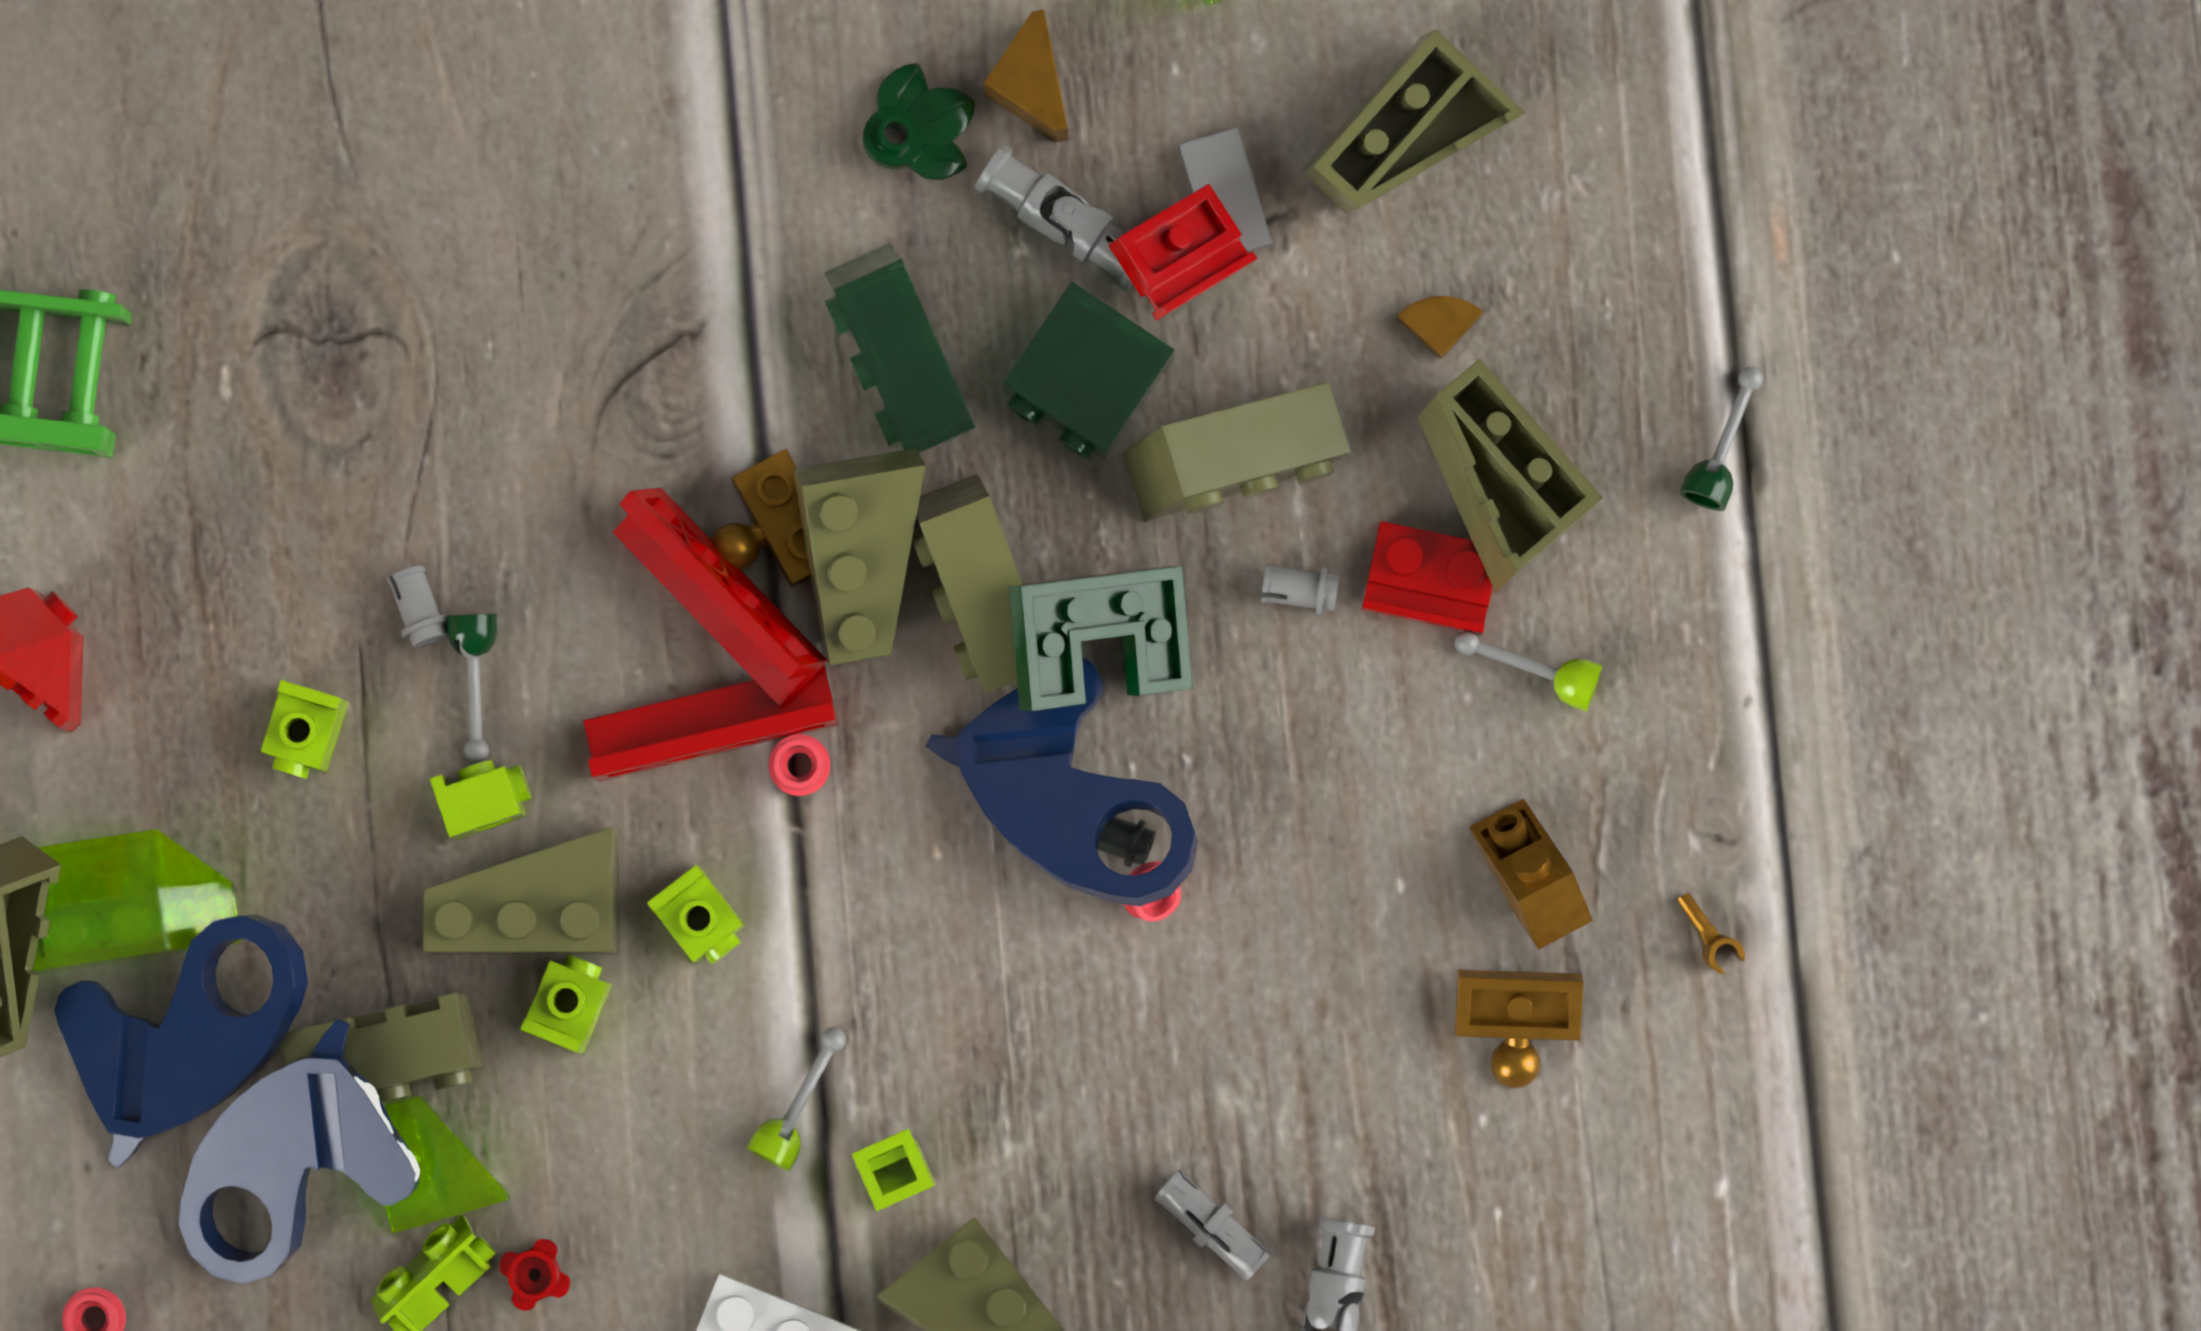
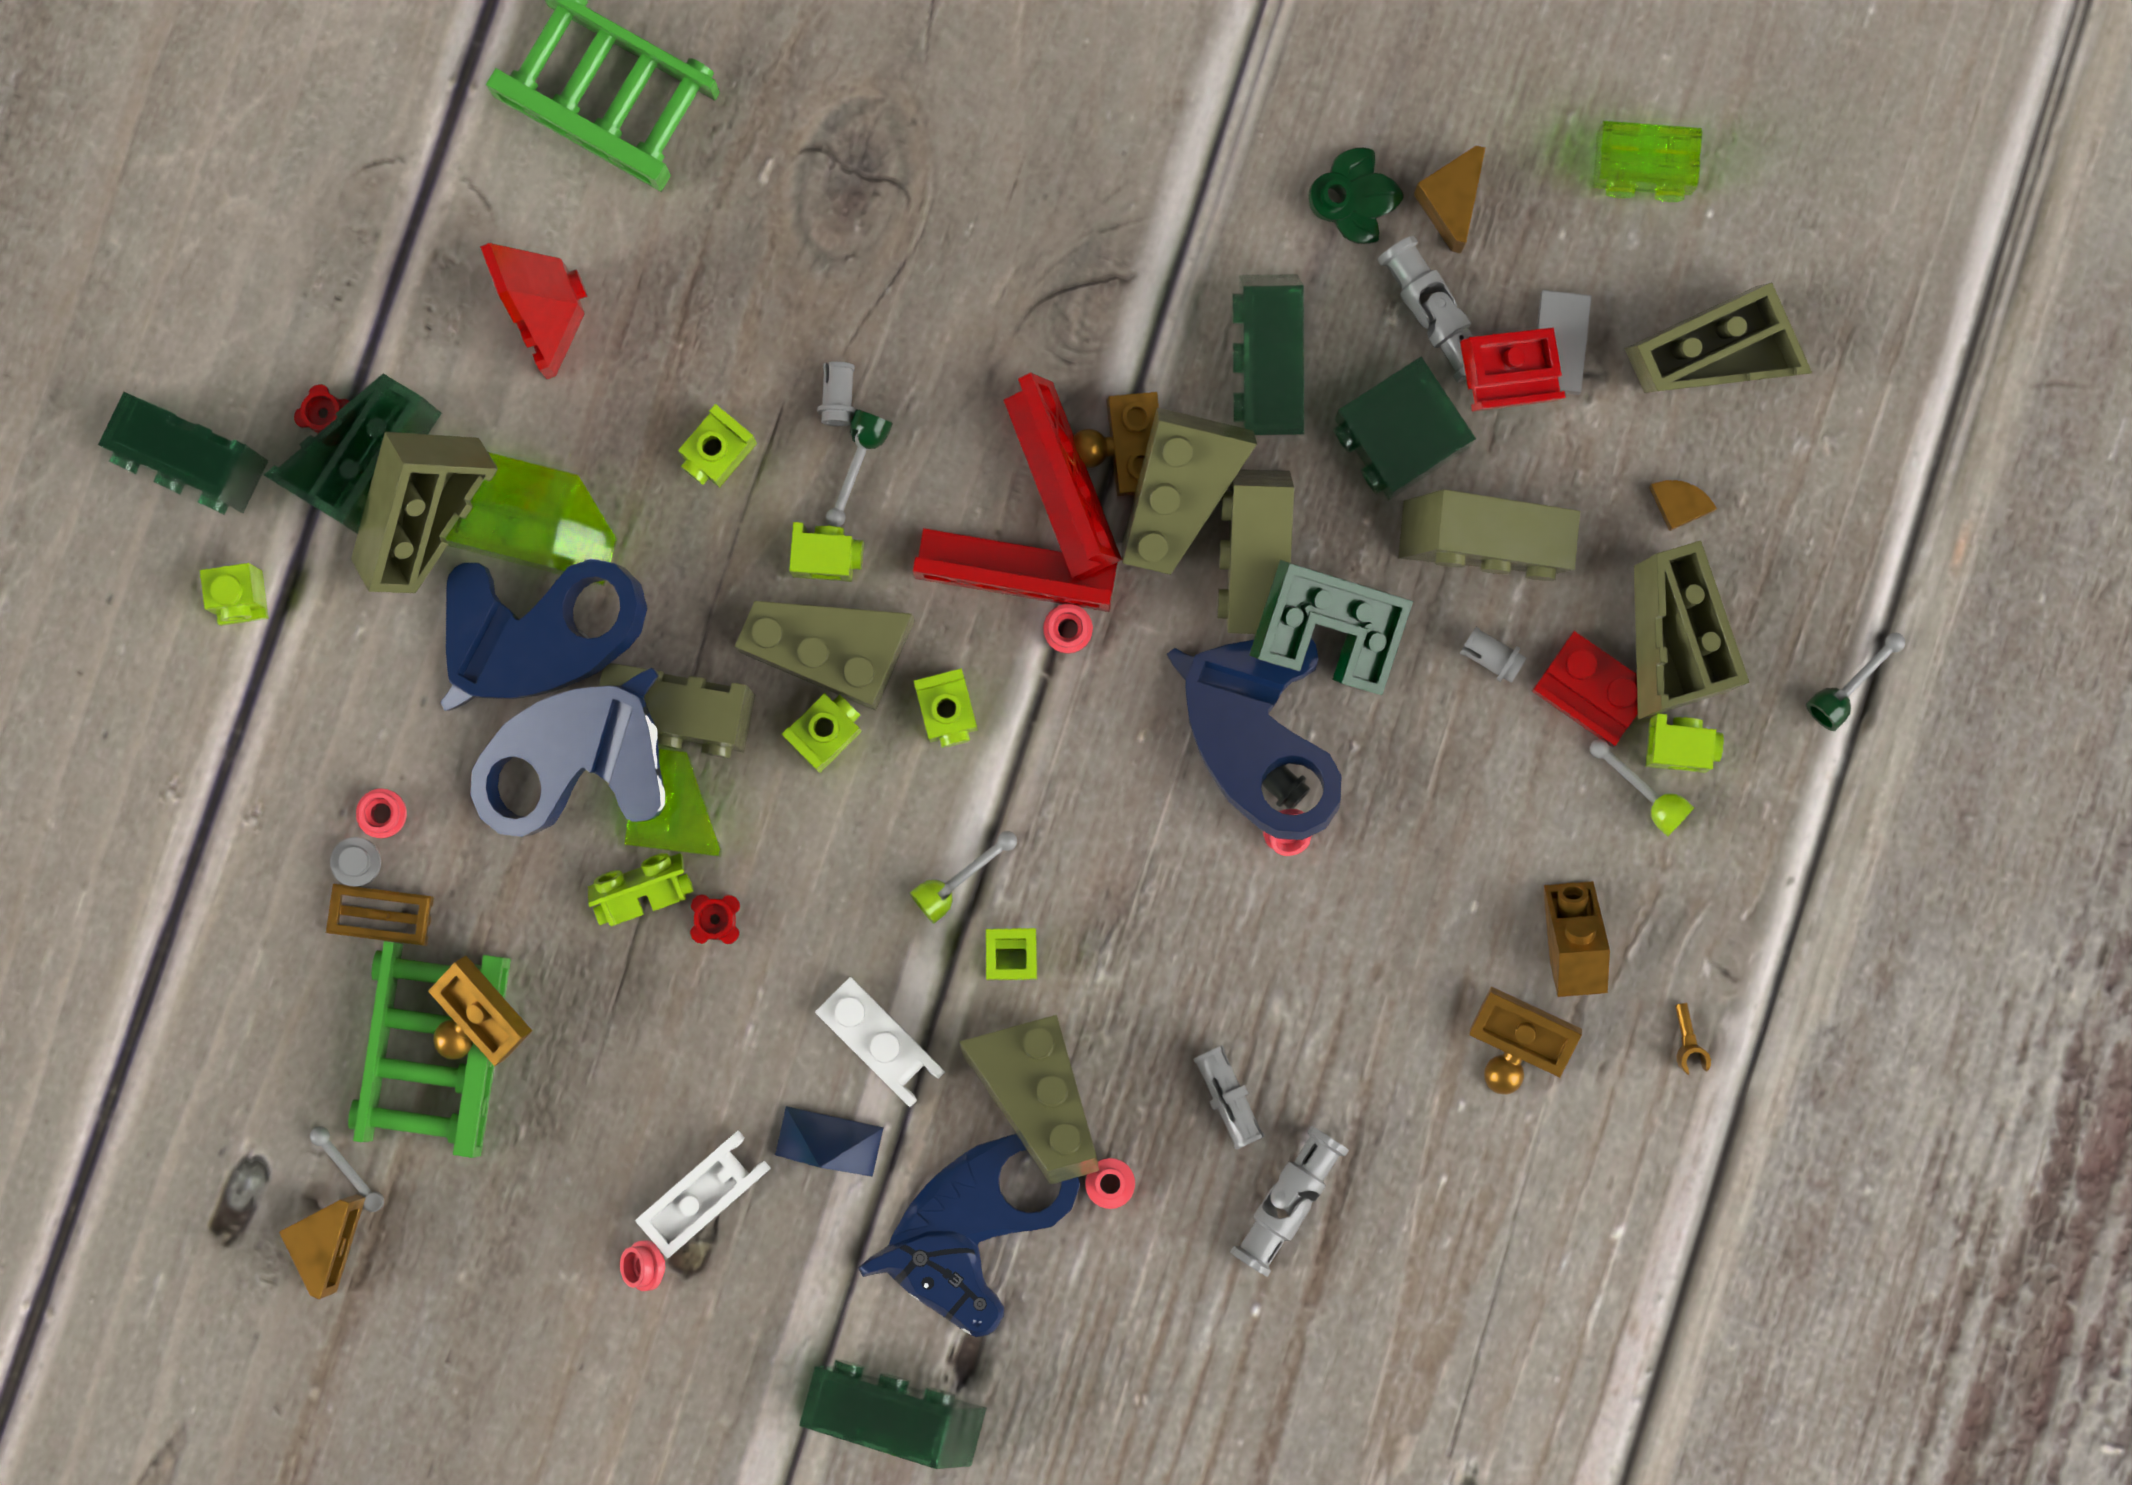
camera: 30 degrees right, 0 degrees up
(1559, 599) = (1682, 745): none -> lime brick

